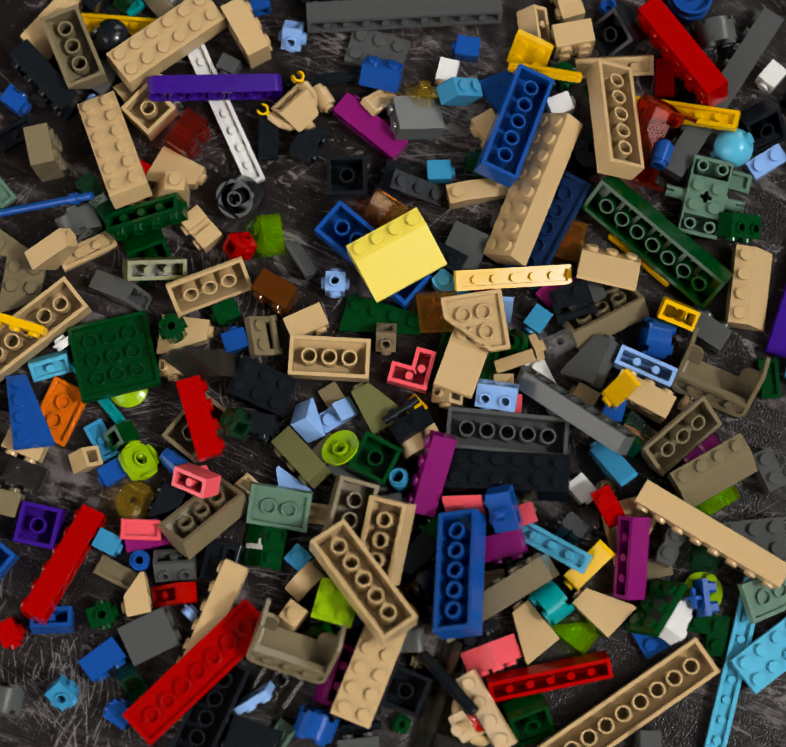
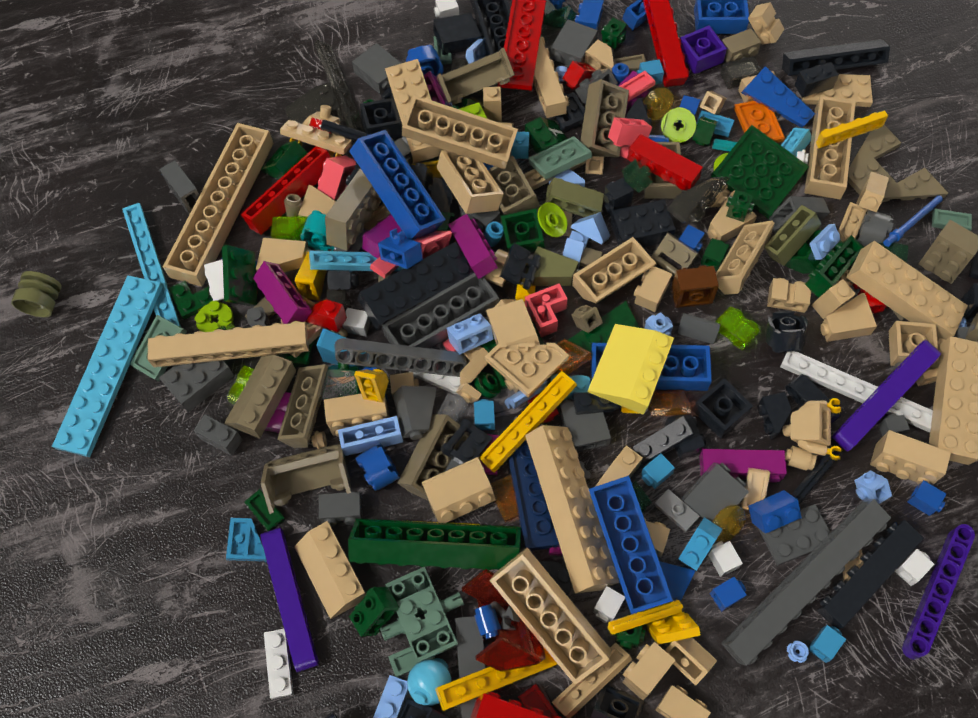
camera: 145 degrees right, 15 degrees down
(133, 242) = (825, 241): none -> light blue plate
(189, 134) = (867, 346): clear red brick -> none
(239, 245) = (750, 300): red brick -> none
(450, 138) = (676, 510): none -> light grey plate
(557, 653) = (292, 205): none -> dark tan cone
(647, 142) = (505, 615): none -> dark grey bar
(676, 313) = (374, 493): yellow torso -> none
(701, 599) = (210, 305): blue hips -> none

